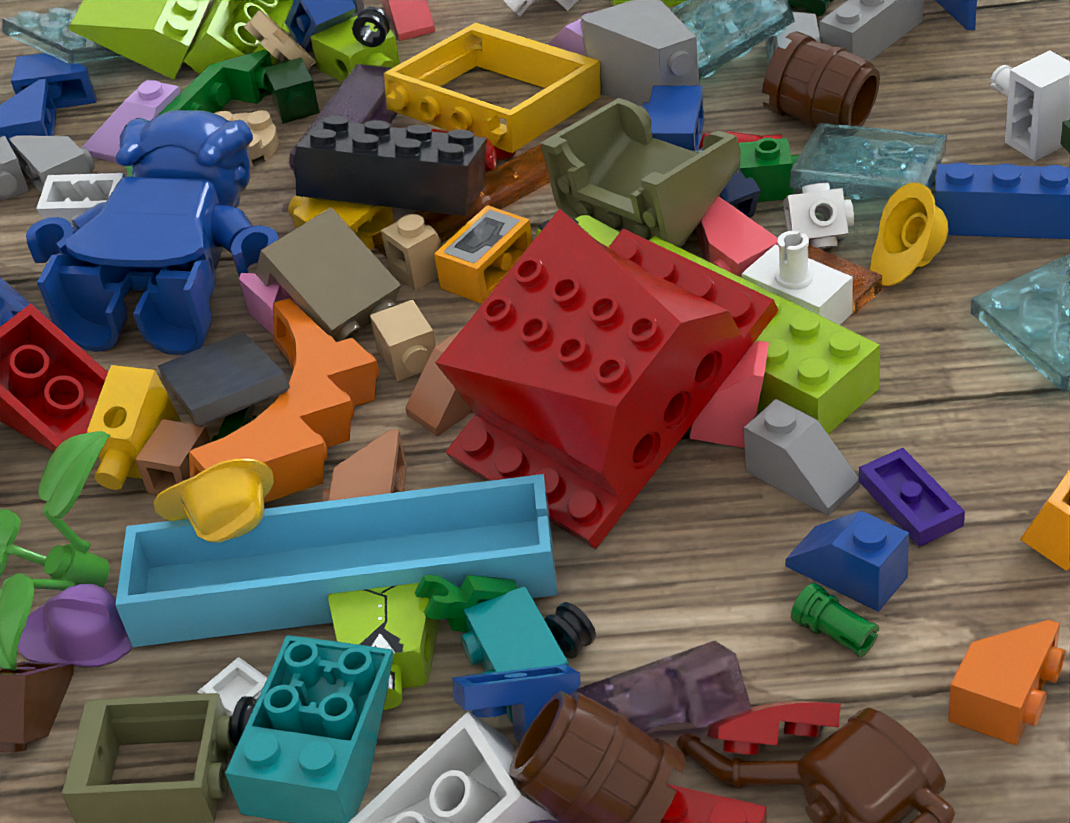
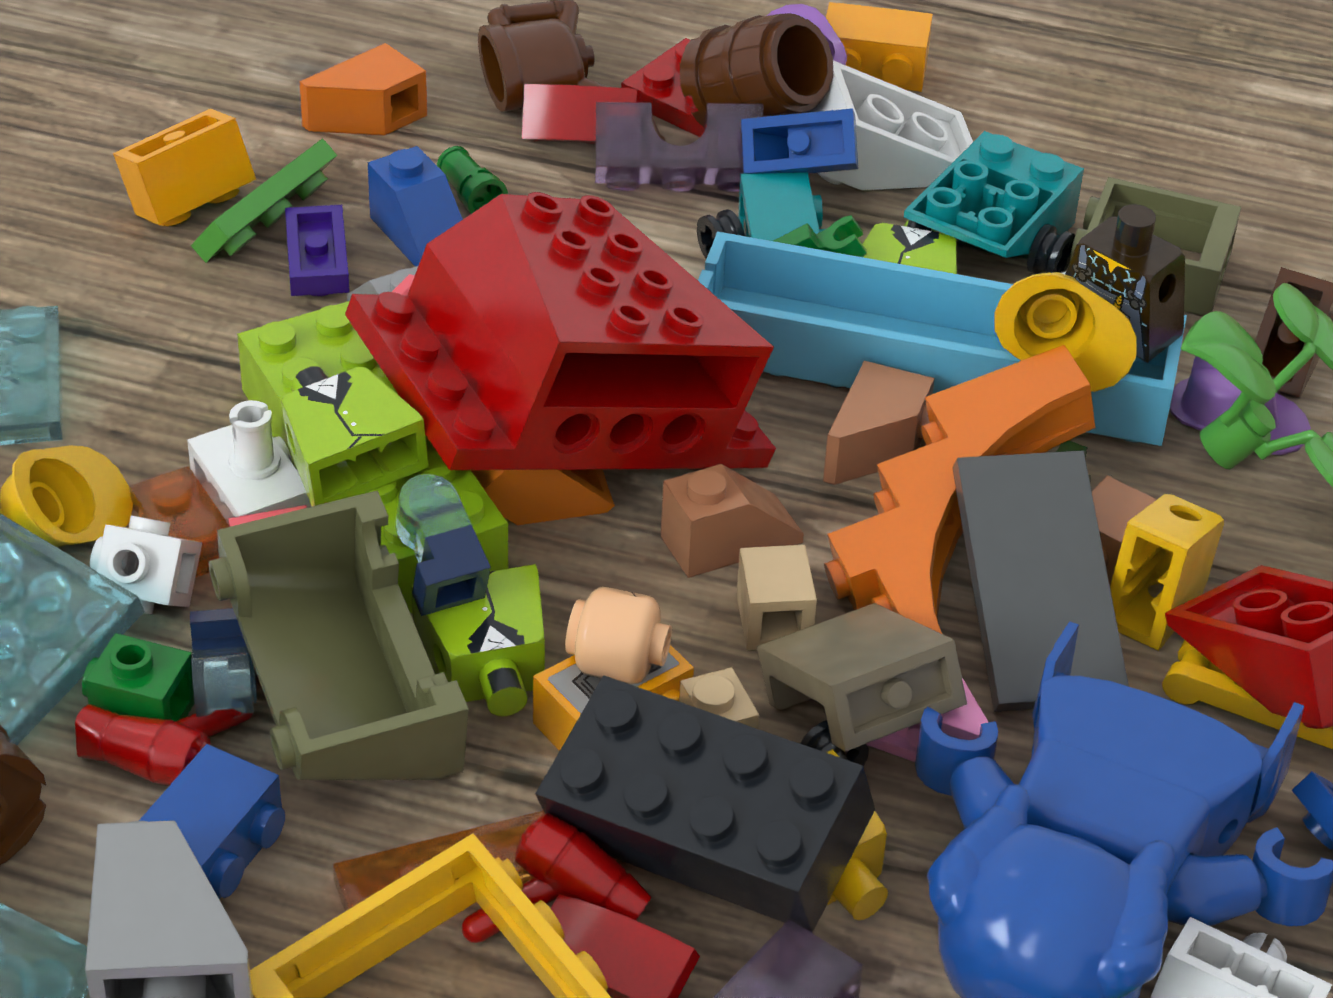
camera: 170 degrees left, 0 degrees up
(168, 546) = (1135, 274): none -> dark brown torso
(480, 227) = (617, 635): none -> light nougat head
(612, 216) = (448, 553): none -> leg
(728, 245) = (350, 433): none -> lime torso
(991, 522) = (265, 203): none -> bright green plate

